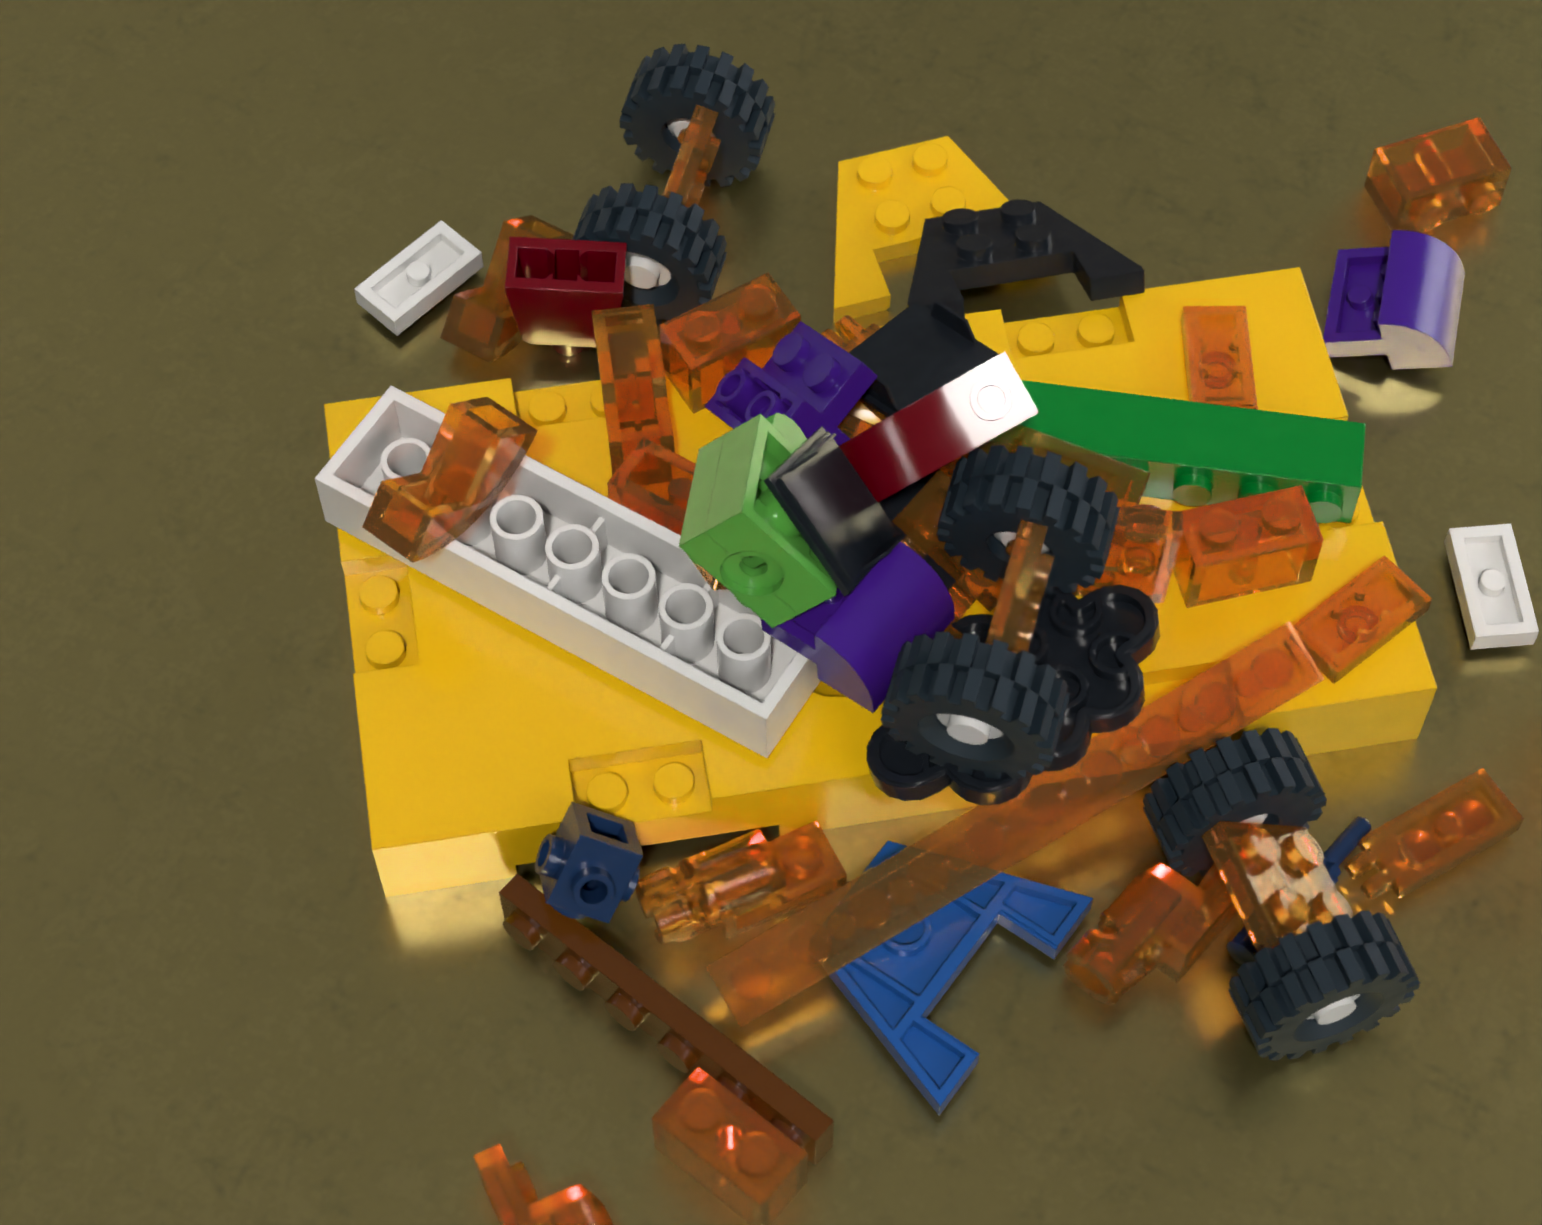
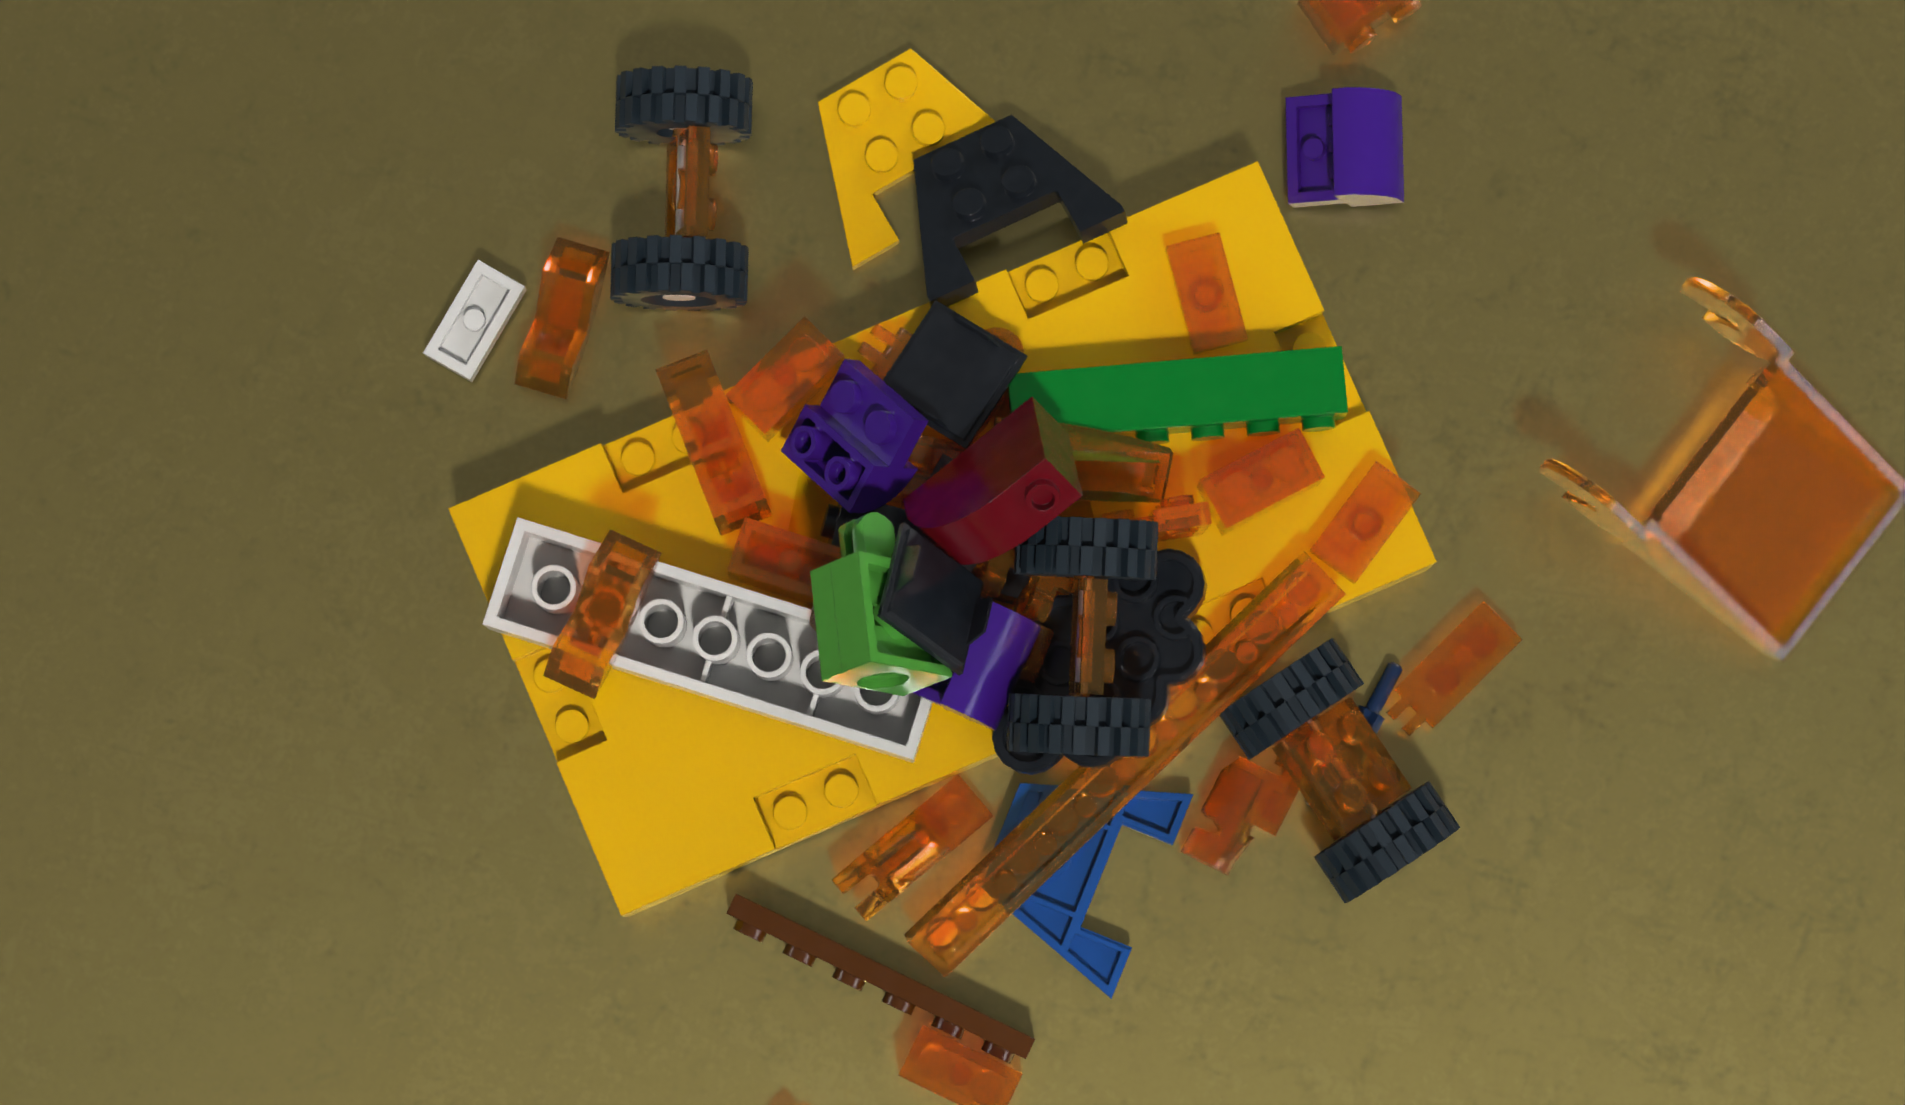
camera: 15 degrees left, 25 degrees up
(558, 286) = (622, 335): dark red torso -> none
(589, 863) = (795, 881): dark blue brick -> none
(1491, 586) = (1467, 419): white plate -> none

